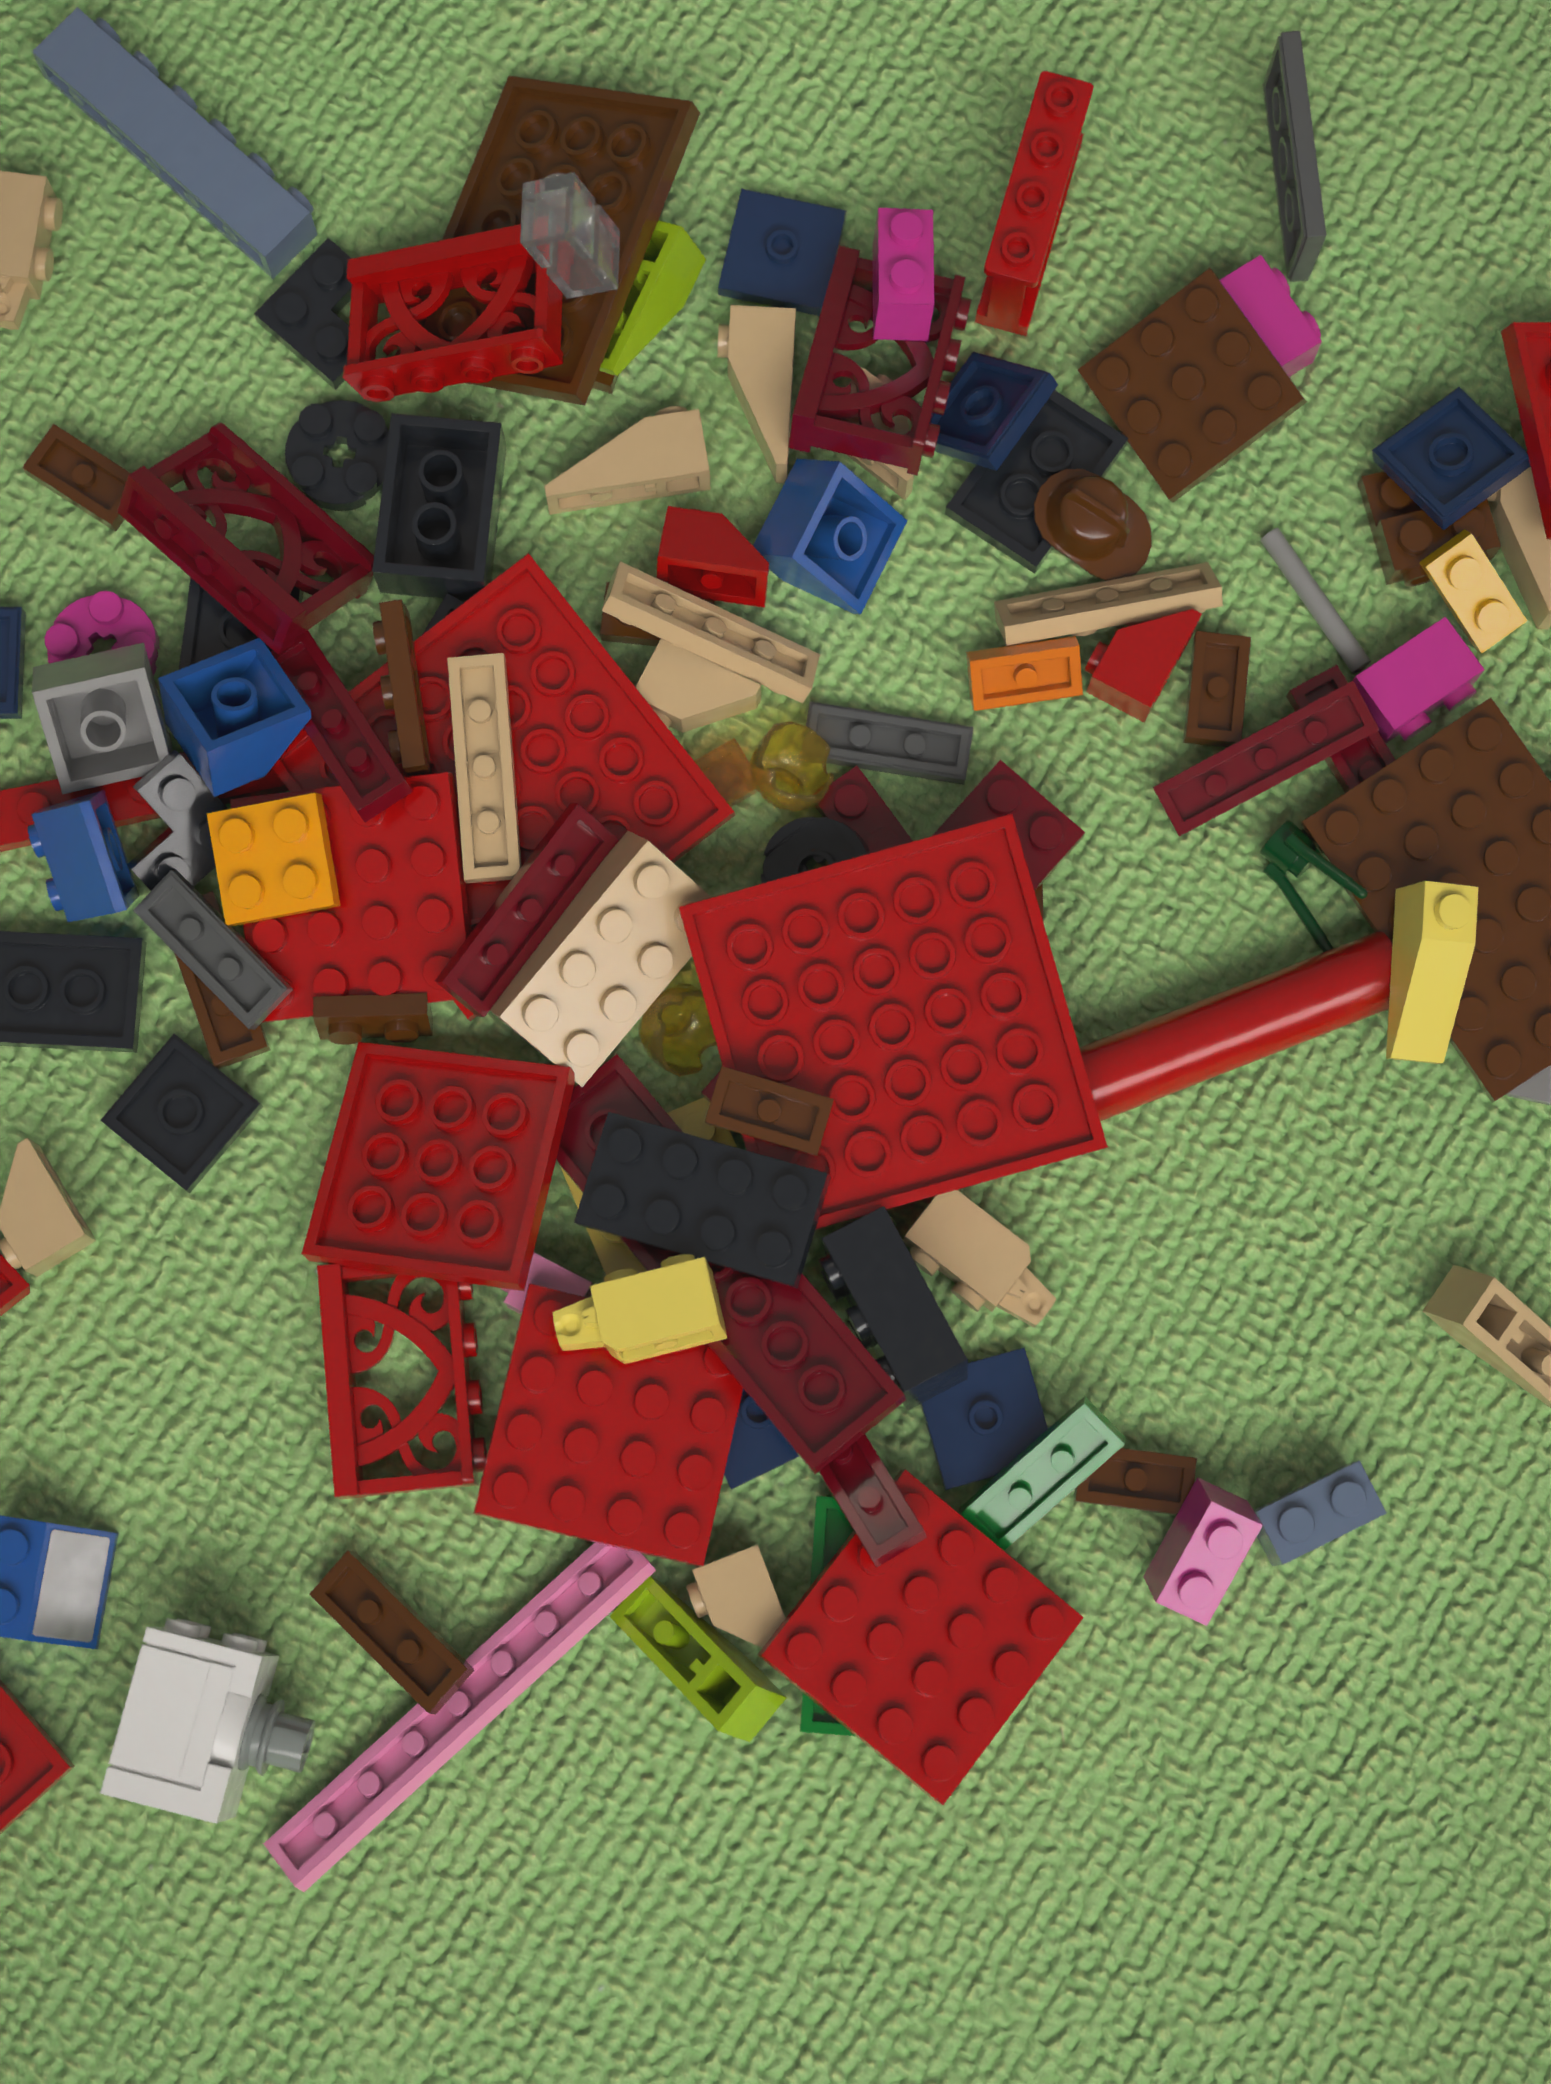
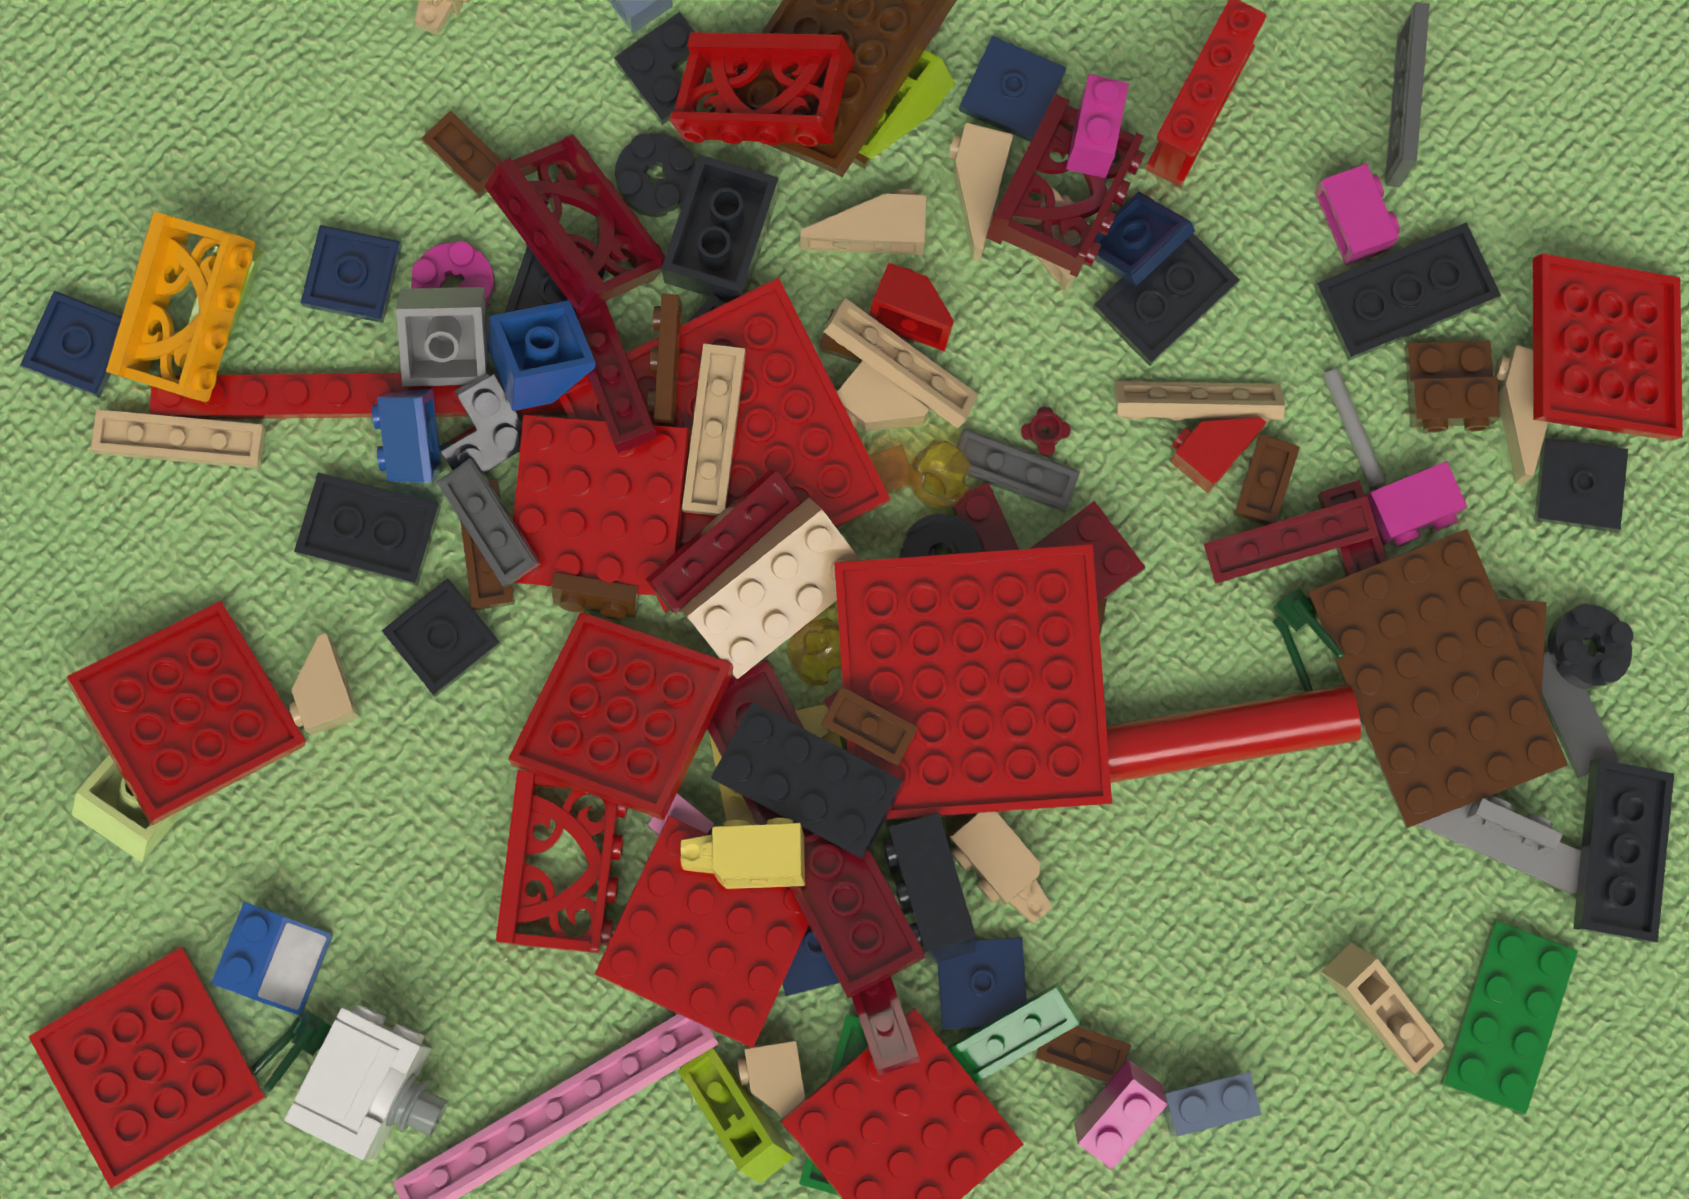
camera: 10 degrees right, 0 degrees up
(109, 1673) = (307, 1035): none -> dark green plant
(273, 859) = (546, 466): light orange plate -> none
(391, 1632) = (517, 1048): reddish brown plate -> none
(570, 235) = (856, 51): clear piece -> none
(829, 534) = (1003, 306): blue slope -> none
(914, 668) = (1045, 419): none -> dark red plate
(1024, 673) = (1126, 439): orange plate -> none
(1093, 523) = (1200, 338): reddish brown piece -> none
(1192, 385) = (1295, 250): reddish brown plate -> none
(1351, 408) = (1407, 291): none -> black plate
(1429, 967) = (1377, 720): light yellow slope -> none
(1451, 458) = (1476, 344): dark blue plate -> none
(1473, 591) = (1472, 446): yellow plate -> none

